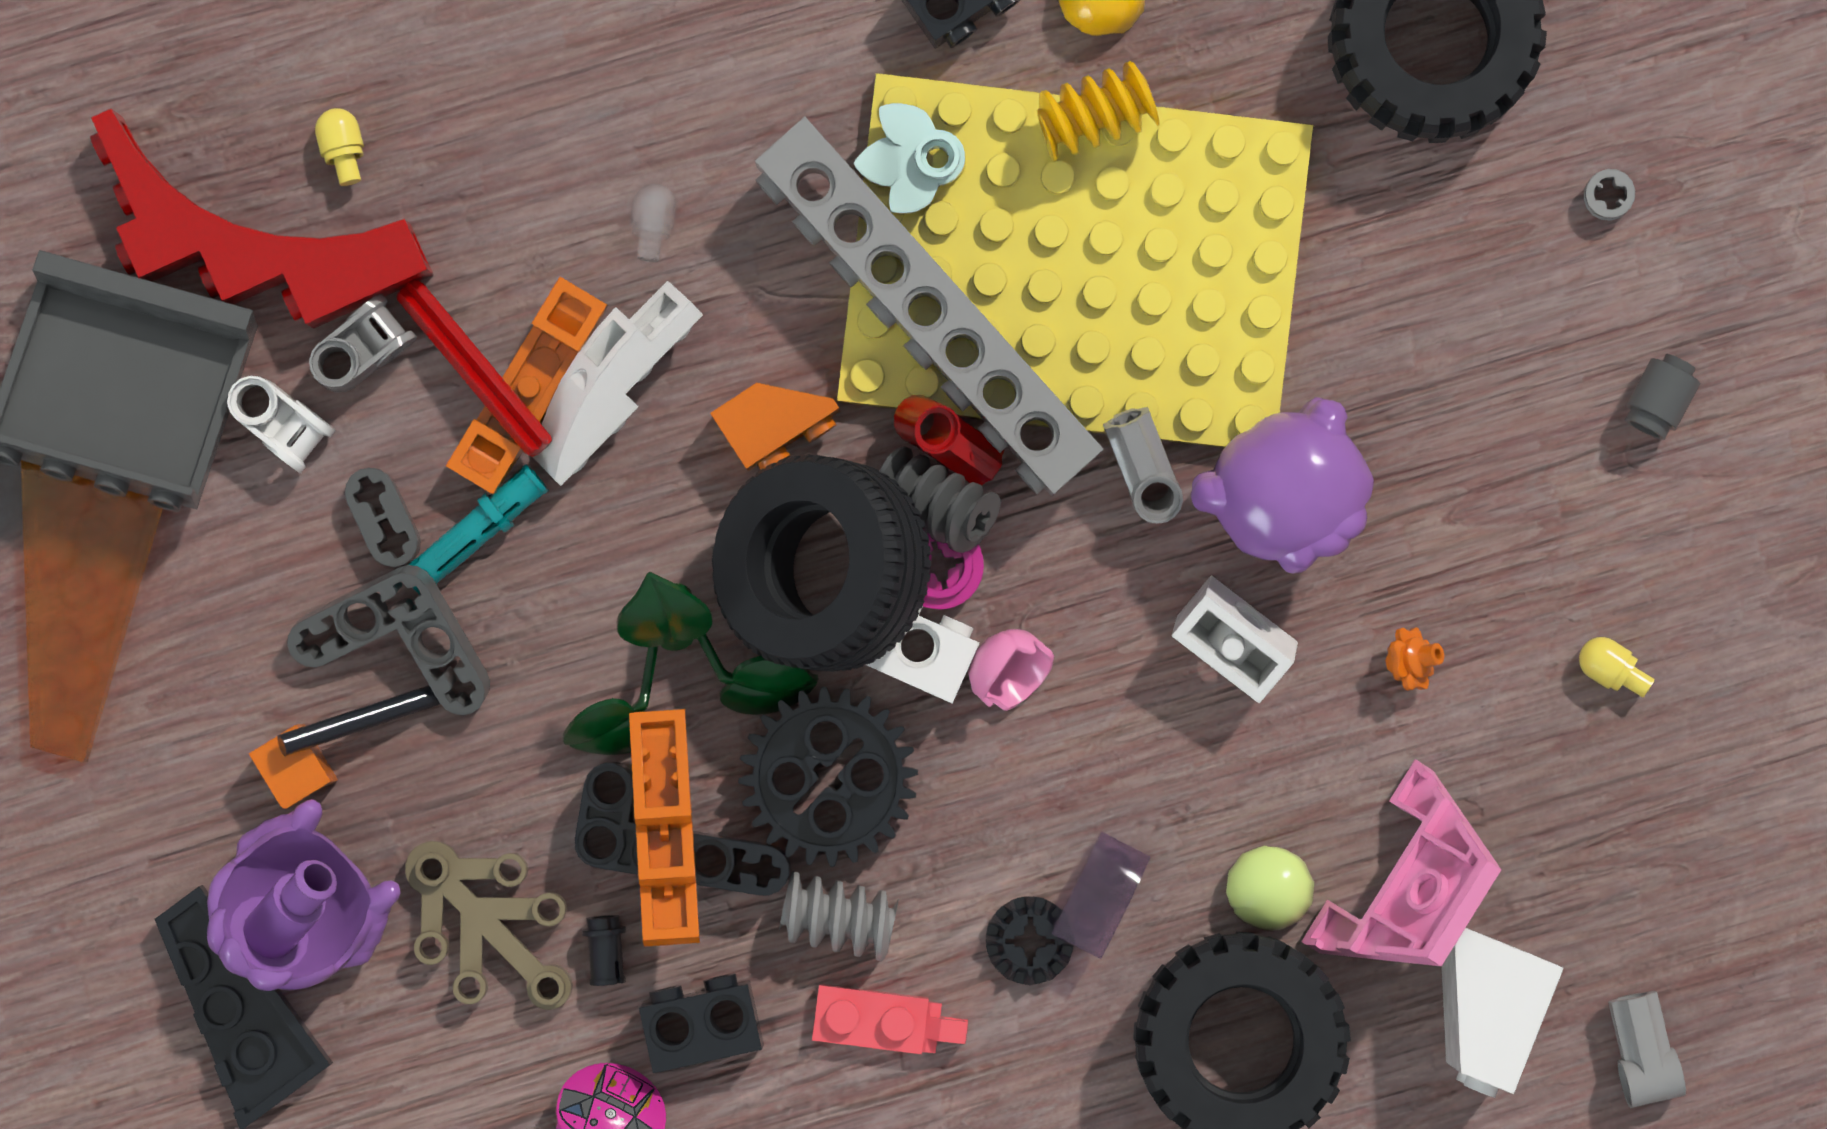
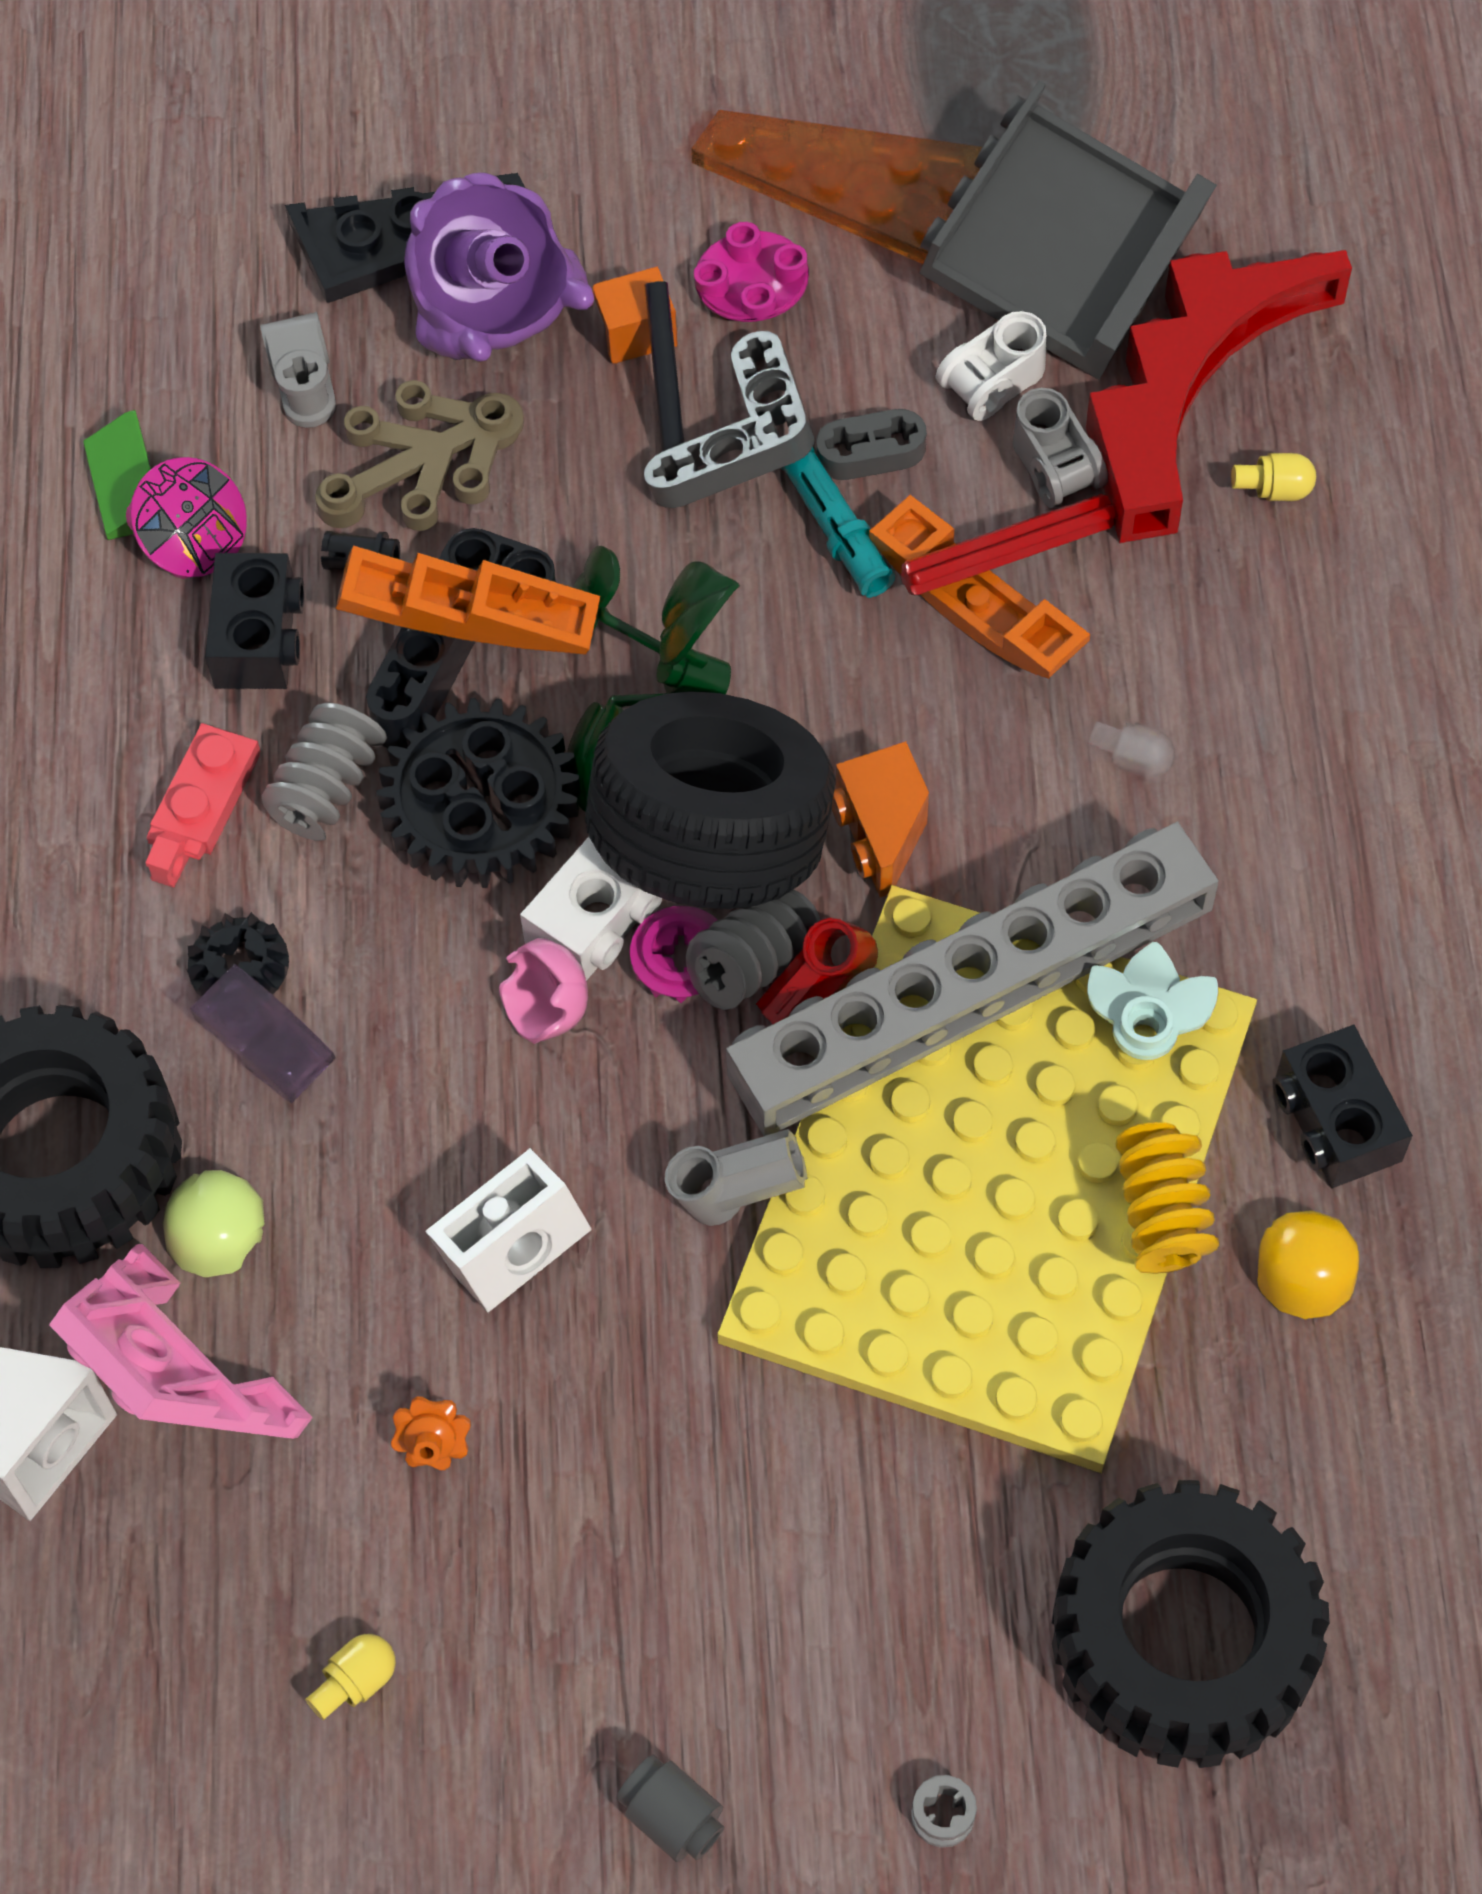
camera: 105 degrees right, 25 degrees down
(218, 670) = (751, 274): none -> dark pink dish
(411, 1069) = (300, 368): none -> light grey piece
(592, 393) = (966, 654): white slope -> none
(1290, 487) = (668, 1305): medium lavender piece -> none

